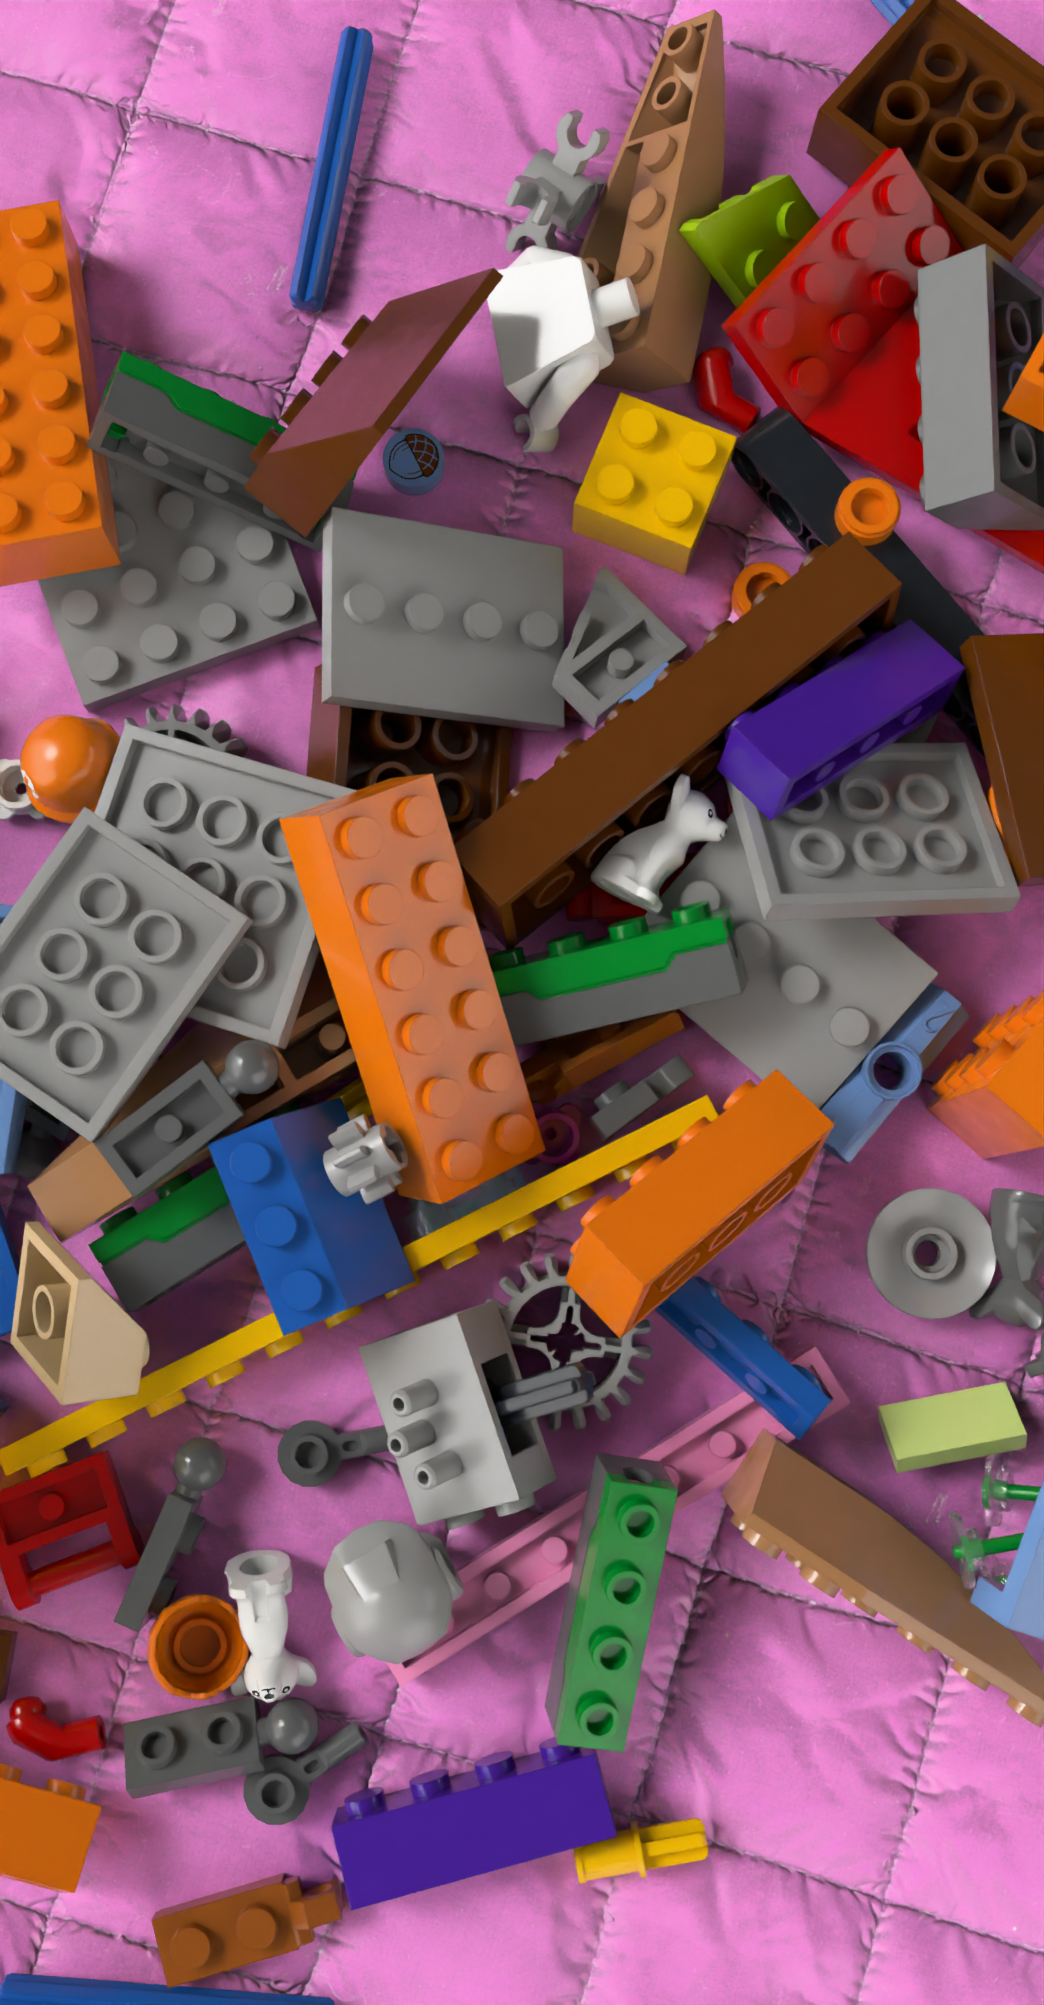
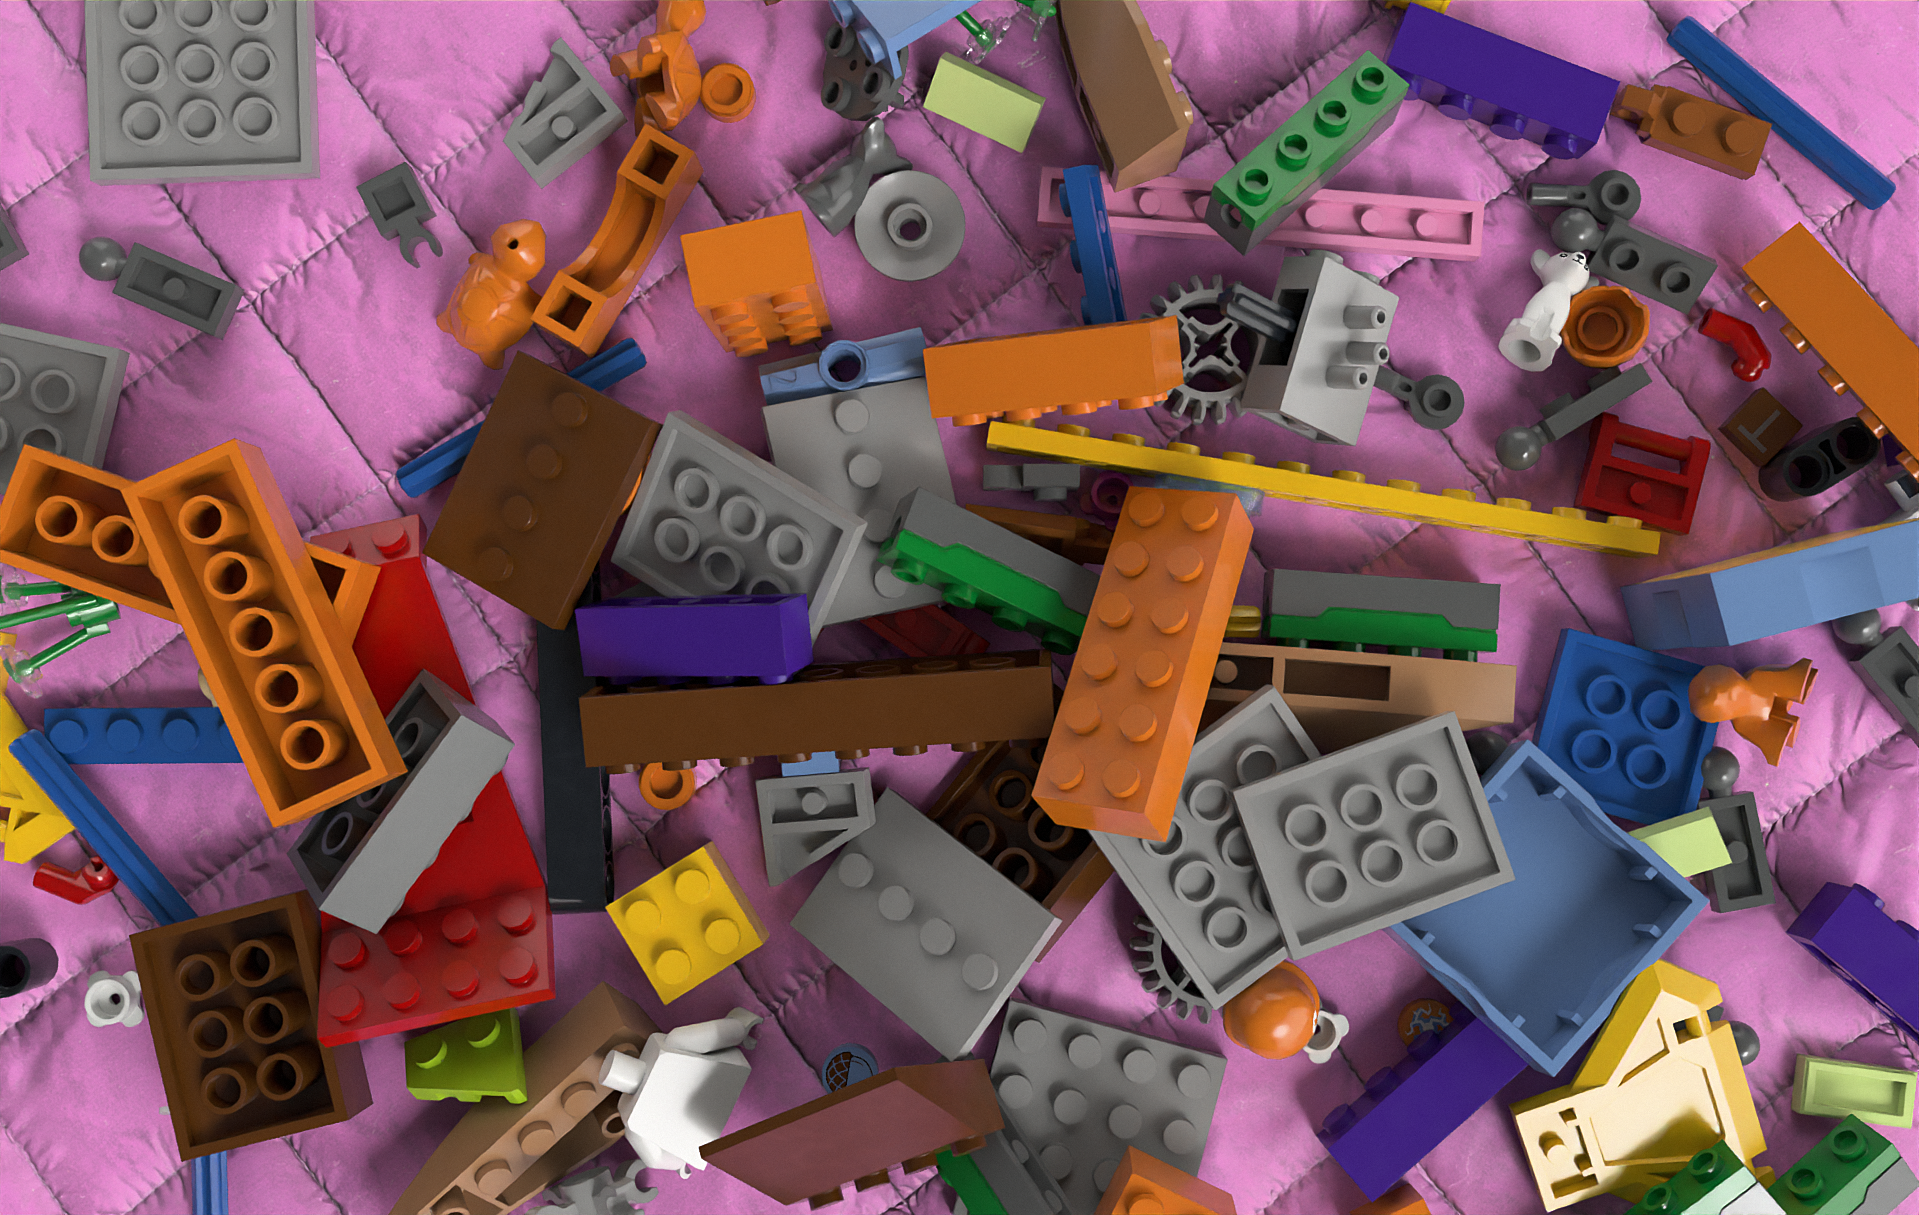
camera: 145 degrees left, 5 degrees up
(72, 1326) = (1546, 599): tan slope -> none
(186, 1117) = (1372, 682): dark grey plate -> none
(305, 1237) = (1329, 554): blue slope -> none
(365, 1159) = (1267, 562): light grey gear -> none
(391, 1590) = (1449, 264): light grey helmet -> none
(649, 855) = (906, 638): white animal -> none
(716, 390) = (585, 961): red arm -> none
(868, 510) = (551, 780): orange tile -> none

